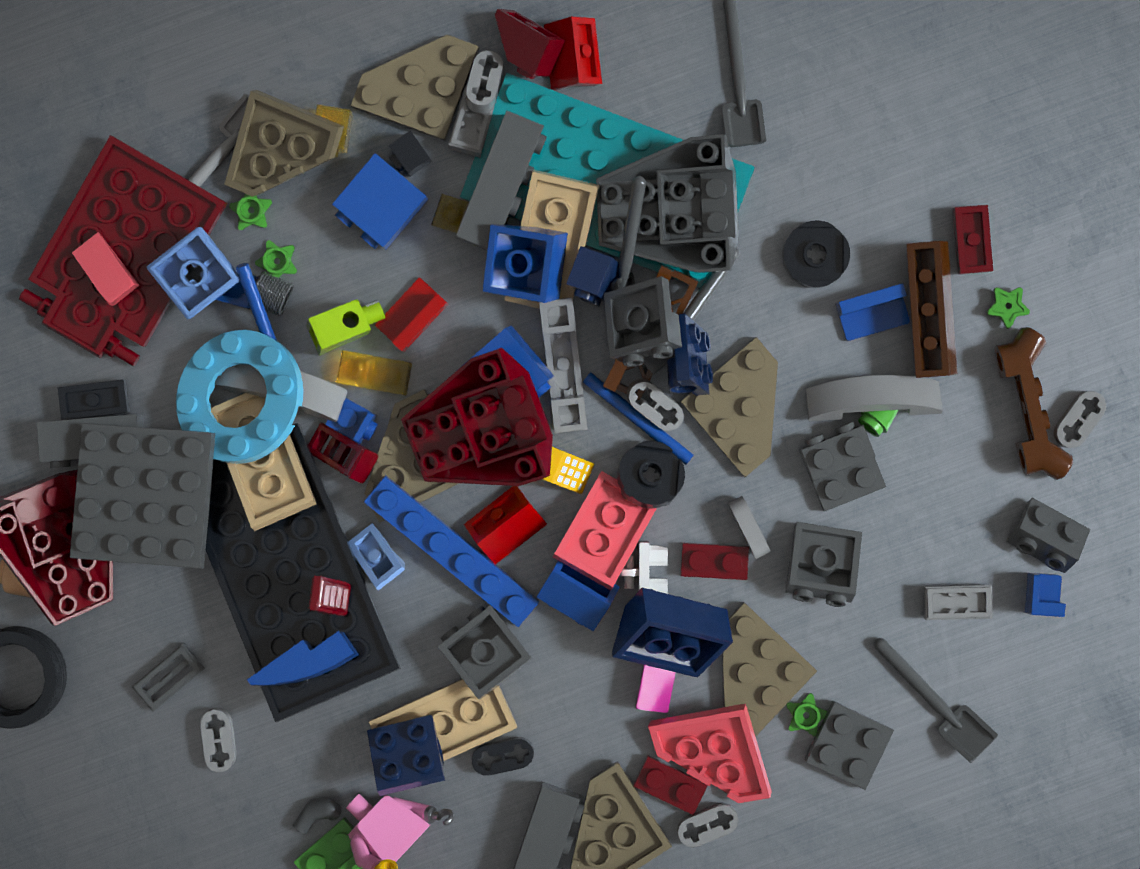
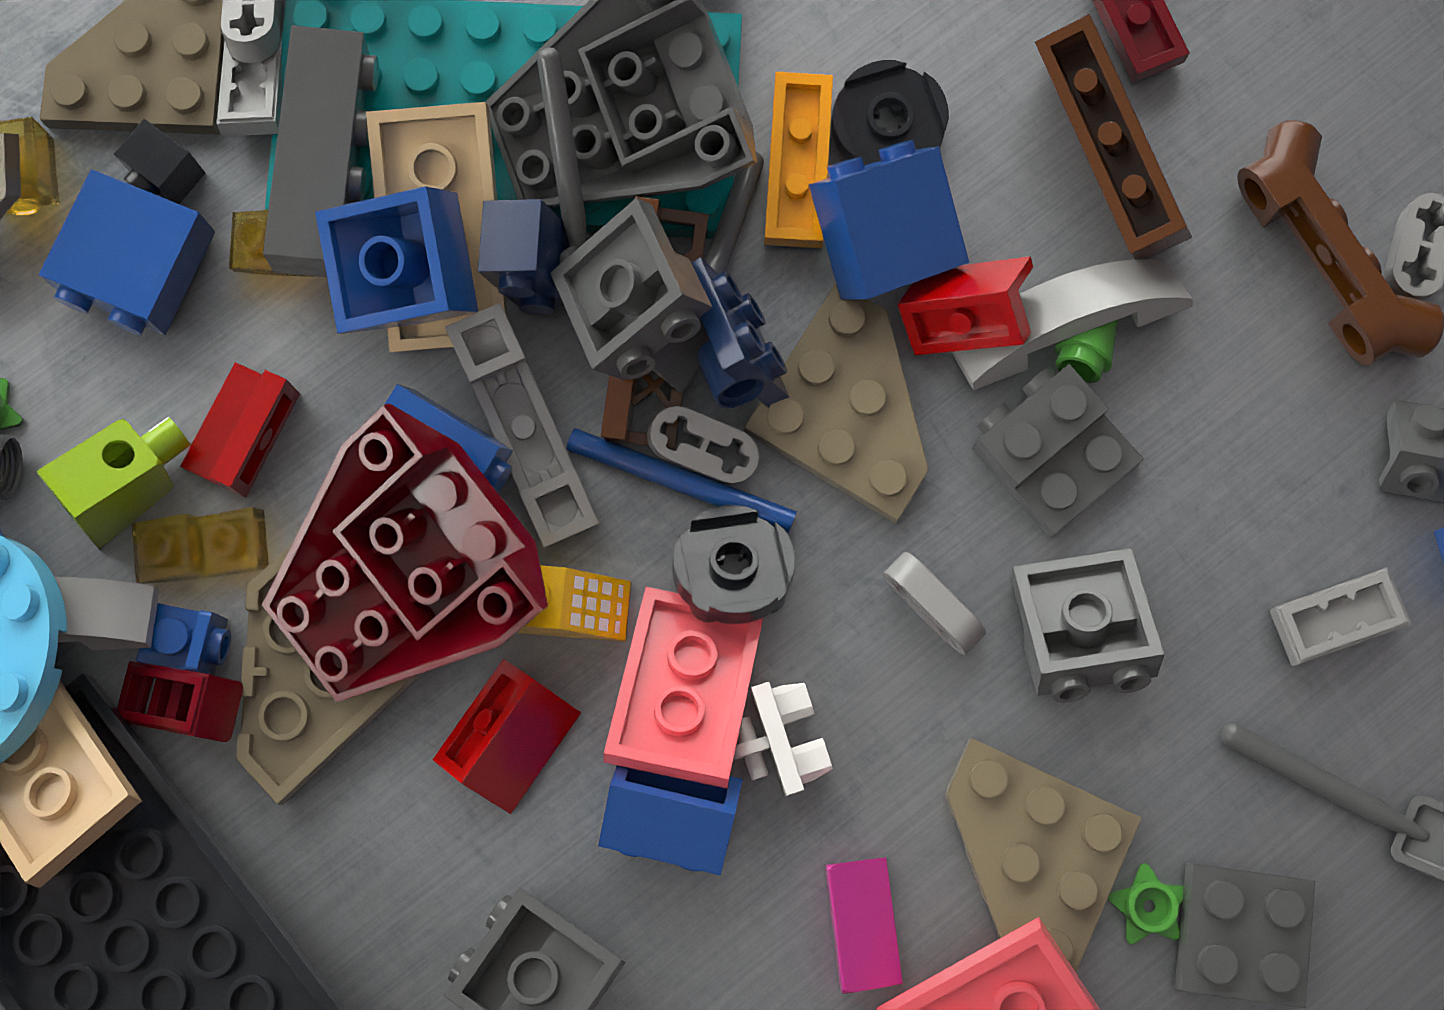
camera: 20 degrees left, 10 degrees down
(329, 596) = (200, 964): dark red slope -> none
(376, 556) = (288, 866): light blue slope -> none
(451, 551) = (421, 812): blue plate -> none
(672, 633) = (861, 831): dark blue slope -> none
(714, 561) = (894, 682): dark red plate -> none
(758, 261) = (797, 157): none -> light orange plate
(793, 318) = (888, 221): none -> blue brick
(820, 376) = (968, 308): none -> red panel
(873, 312) = (1015, 180): blue panel -> none
(1017, 307) = (1222, 116): bright green plate -> none

